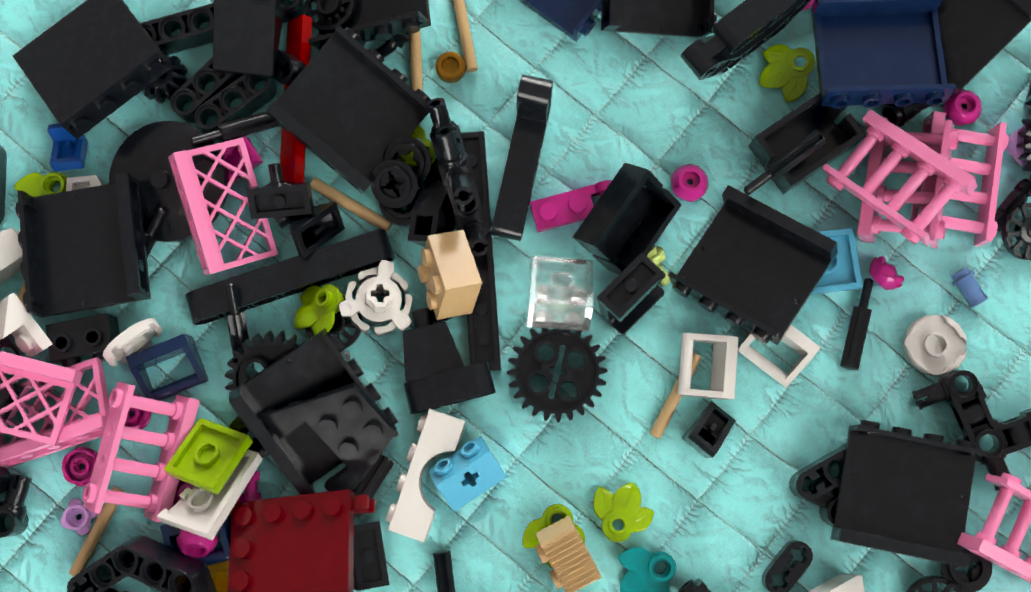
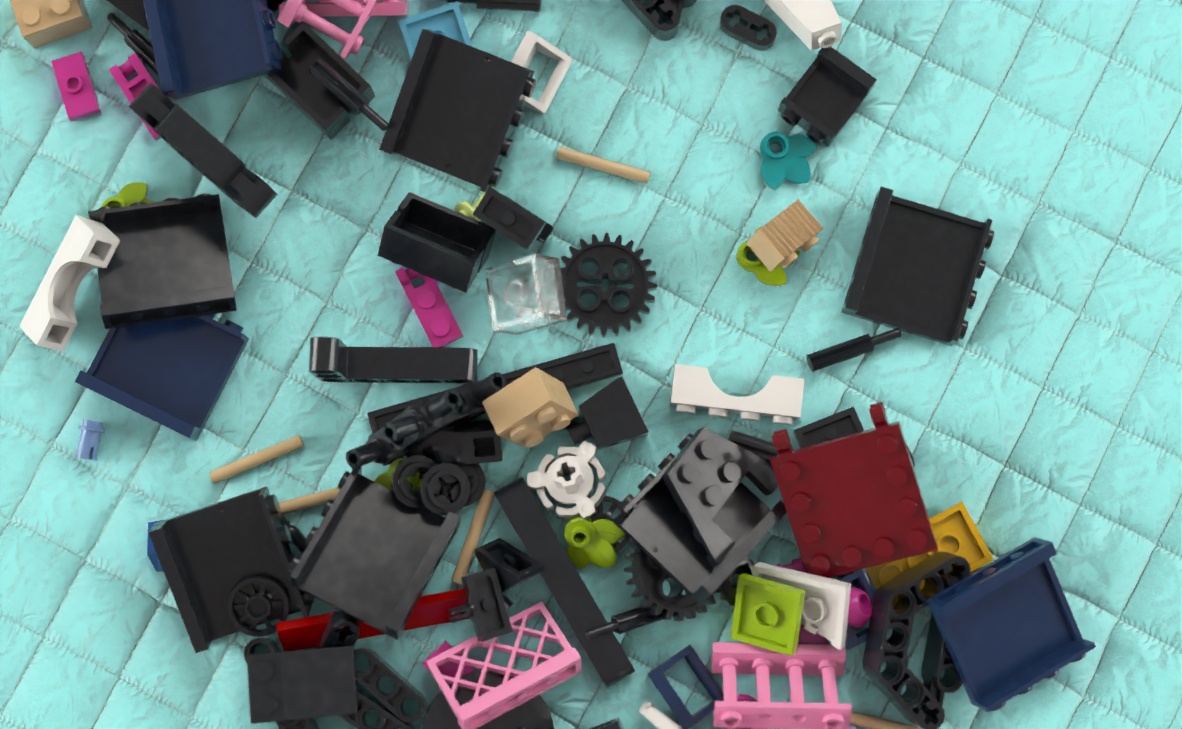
camera: 100 degrees left, 0 degrees up
(237, 129) = (414, 671): black axle -> none
(449, 388) = (645, 387): black beam -> none
(450, 67) = (302, 464): pearl gold tile -> none
(467, 473) = (726, 351): medium azure brick -> none
(623, 507) = (725, 195): lime plate -> none
(684, 190) = (388, 198): dark pink plate -> none
(709, 430) = (632, 124): black slope -> none
(722, 370) = (564, 123): white tile -> none
(784, 73) = (245, 118): lime plate -> none

